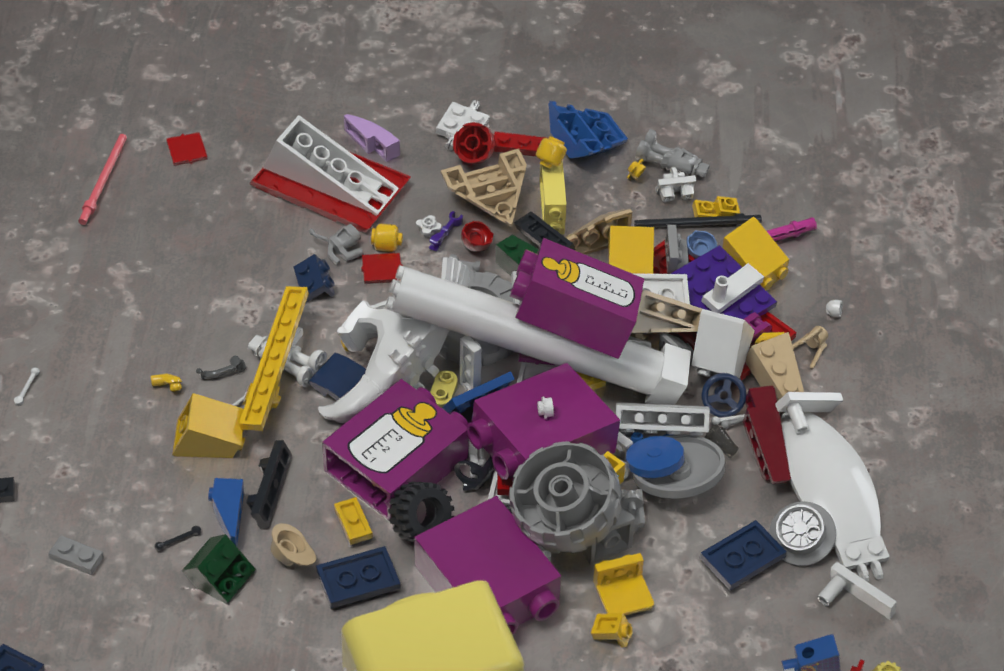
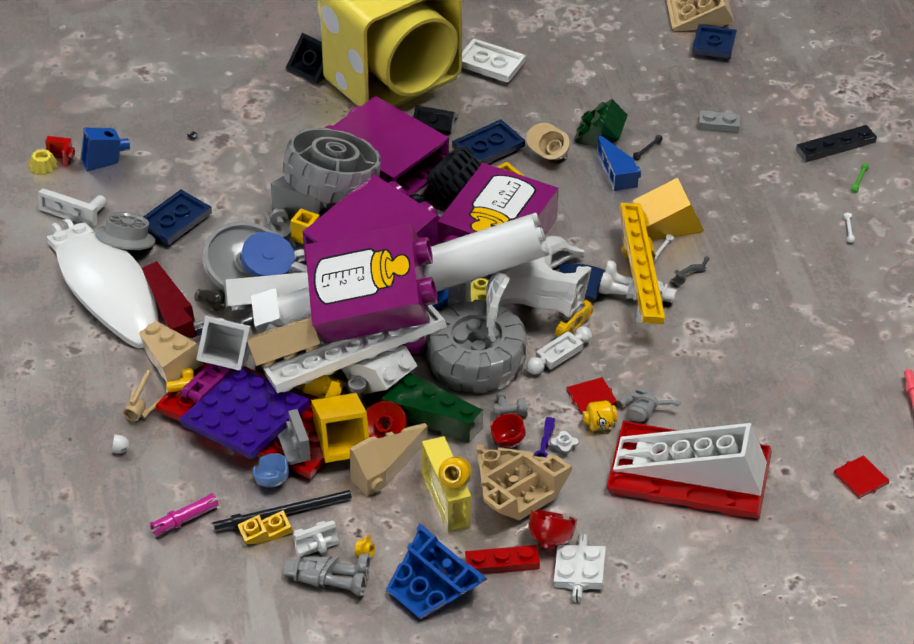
camera: 165 degrees right, 5 degrees down
(167, 379) = (729, 252): yellow arm -> none
(274, 471) = (592, 180): black hinge -> none
(315, 276) = (649, 363): dark blue bracket -> none
(372, 137) = (671, 521): lavender slope -> none
(537, 229) = (432, 425): black hinge -> none
(545, 407) = (370, 213): white plate -> none
(612, 627) = (272, 145): yellow bracket -> none
(622, 585) = (264, 173): yellow bracket -> none
(730, 289) = (228, 401): white piece -> none
(754, 245) = (213, 466): yellow slope -> none
(798, 402) = (128, 331): white piece -> none

